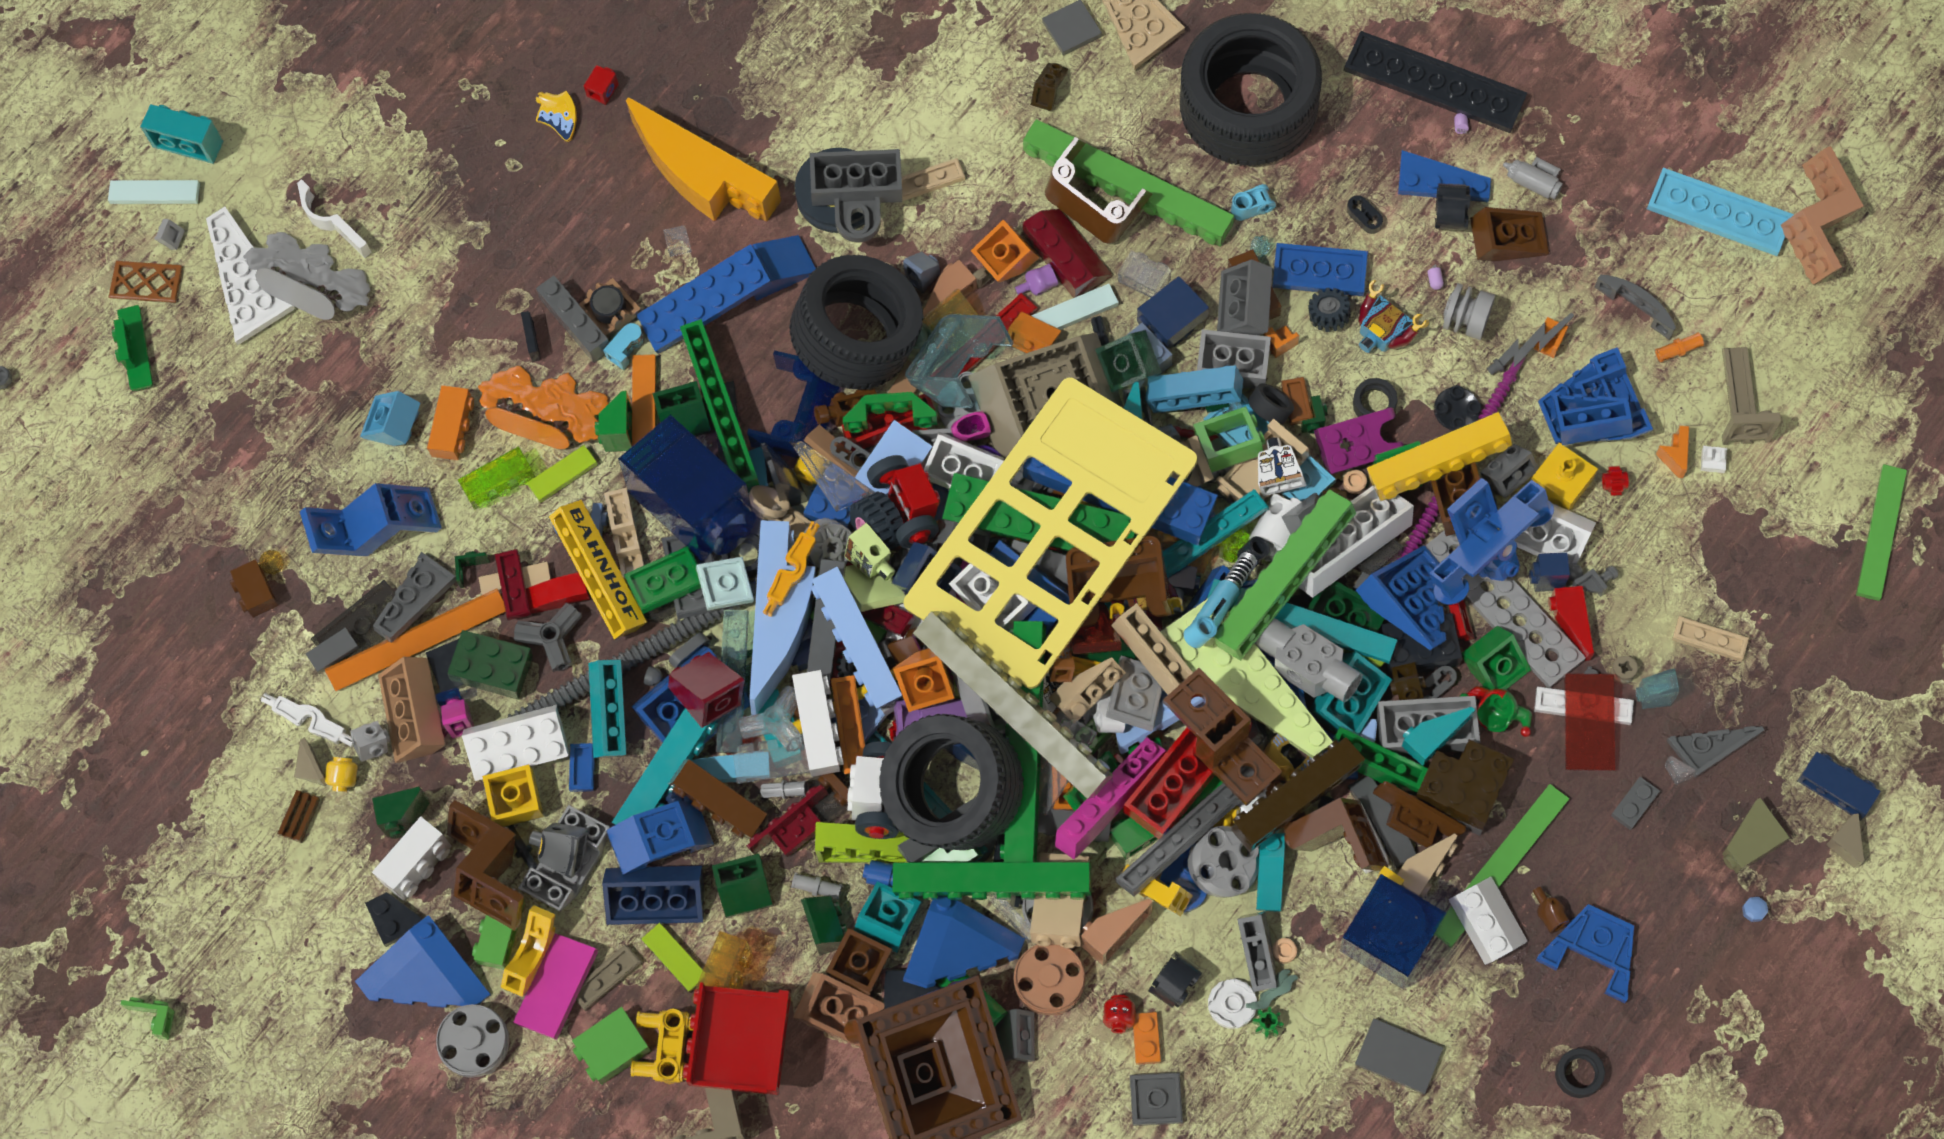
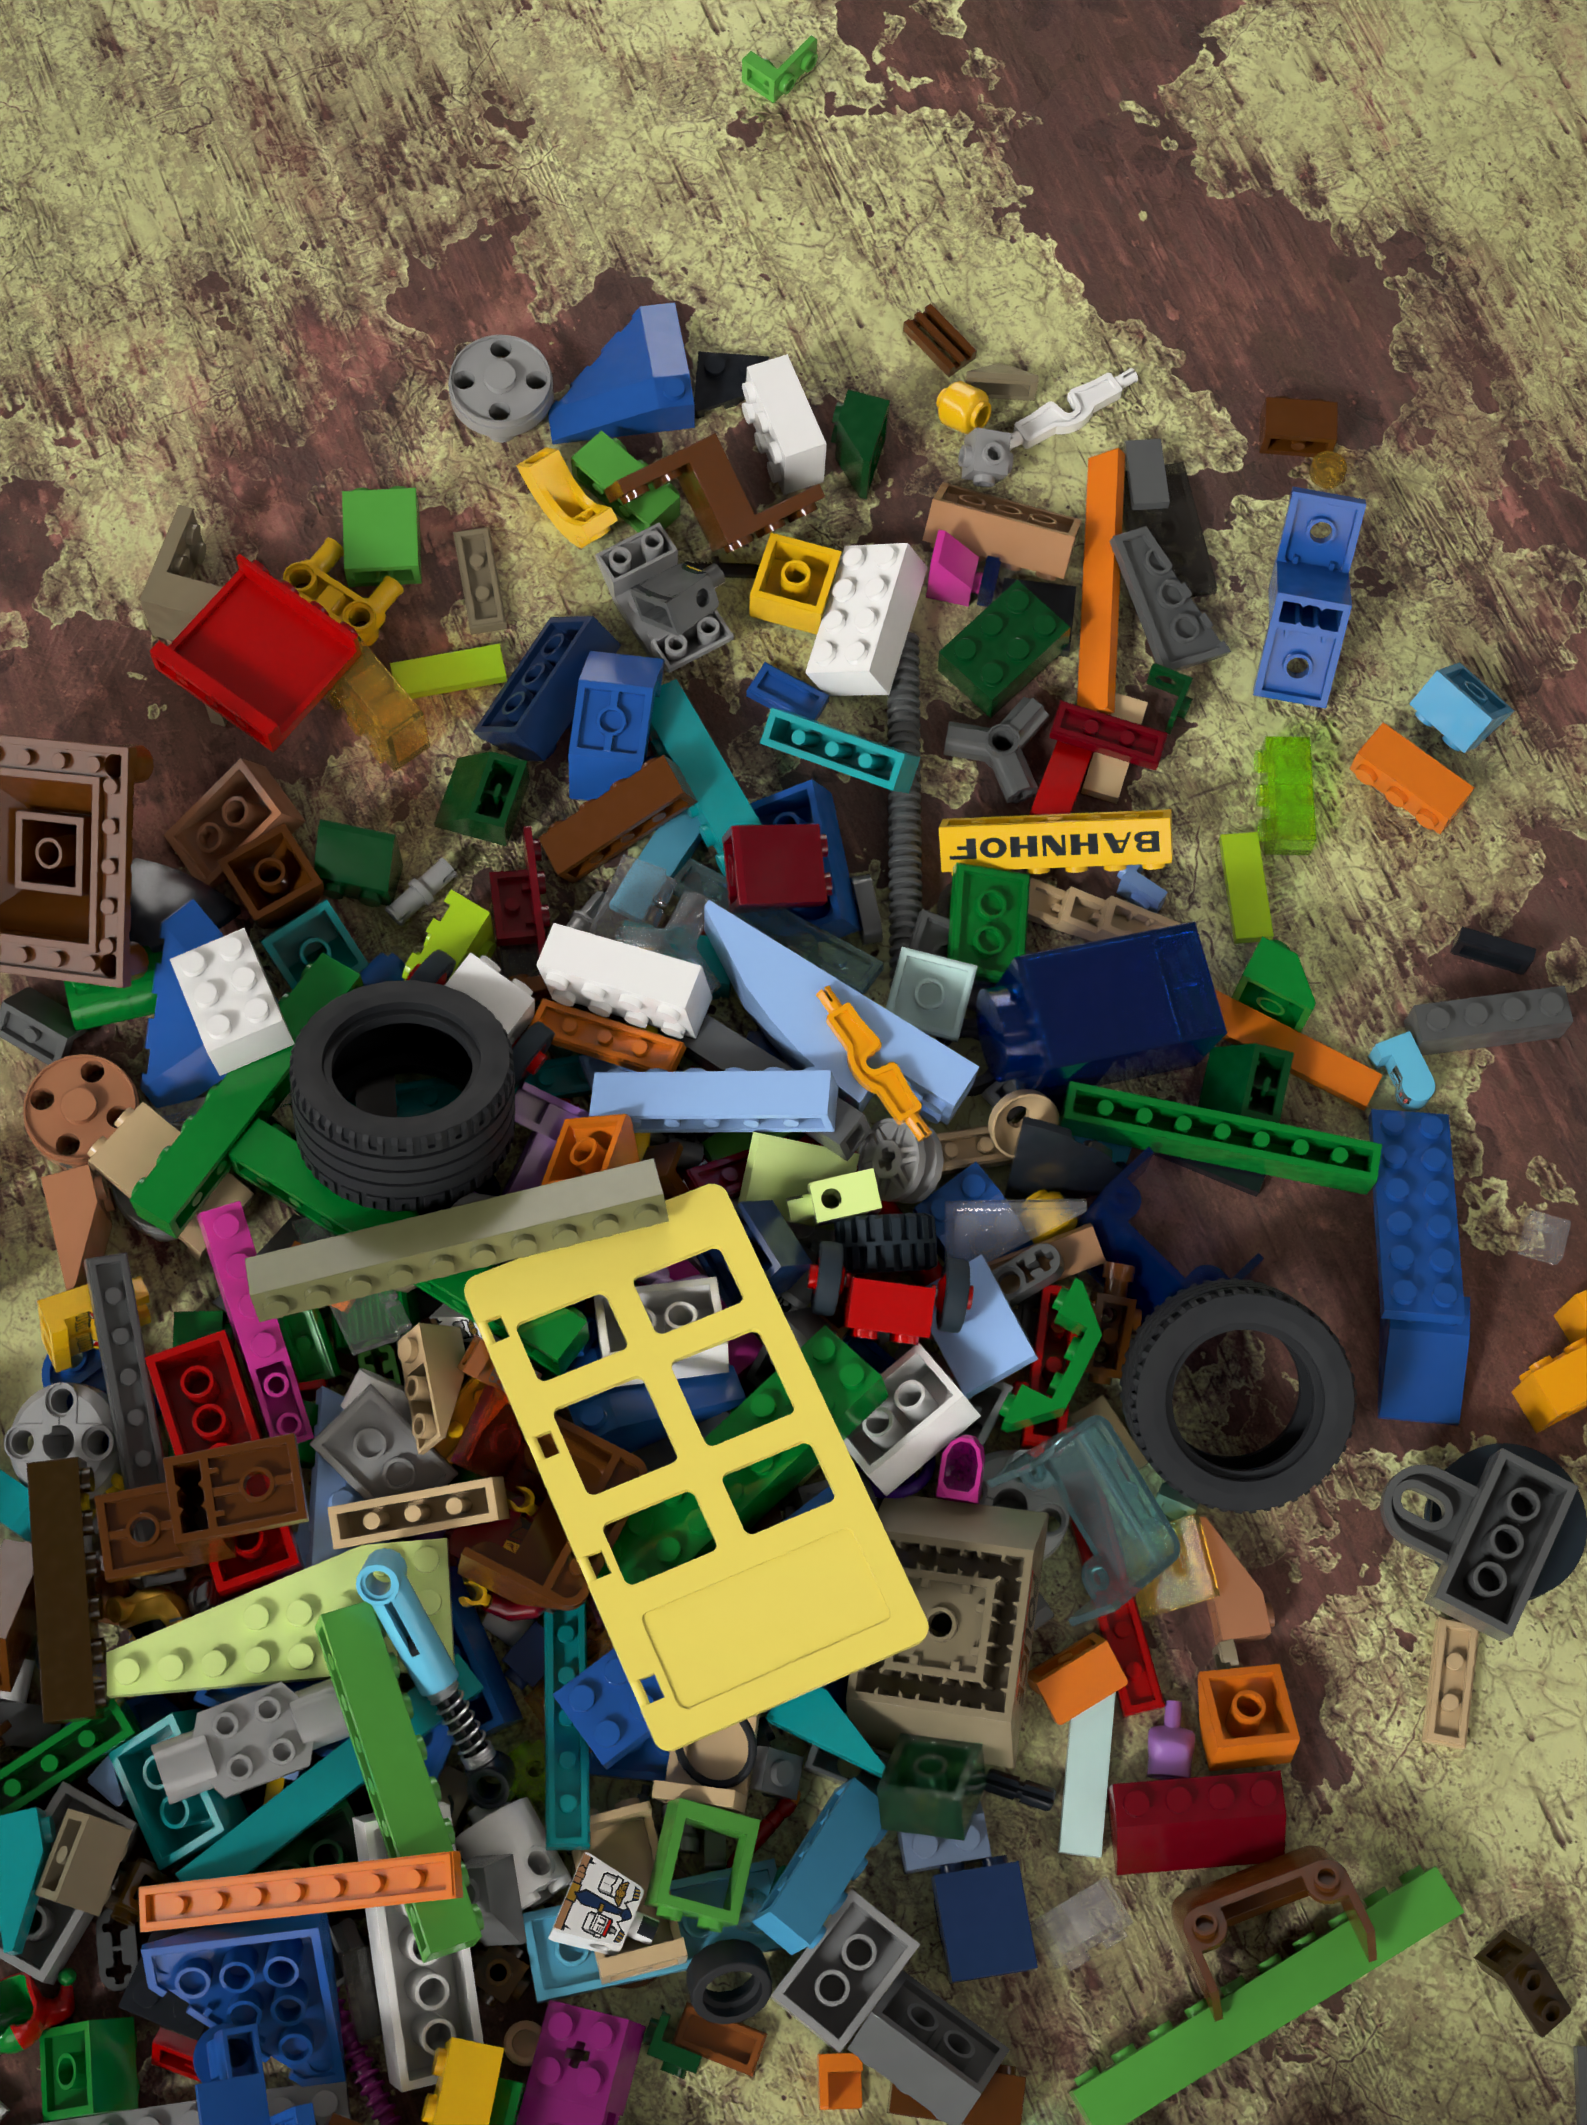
camera: 110 degrees right, 0 degrees up
(550, 402) = (1370, 923): orange plant -> none
(555, 986) = (505, 514): dark pink tile -> none
(609, 307) = (1480, 1082): piece -> none
(653, 676) = (859, 845): dark grey hinge -> none
(921, 270) = (1288, 1568): sand blue slope -> none
(951, 911) = (231, 1002): none -> white brick
(1362, 586) = (301, 1891): none -> orange tile
(1412, 704) = (83, 1862): none -> dark tan brick

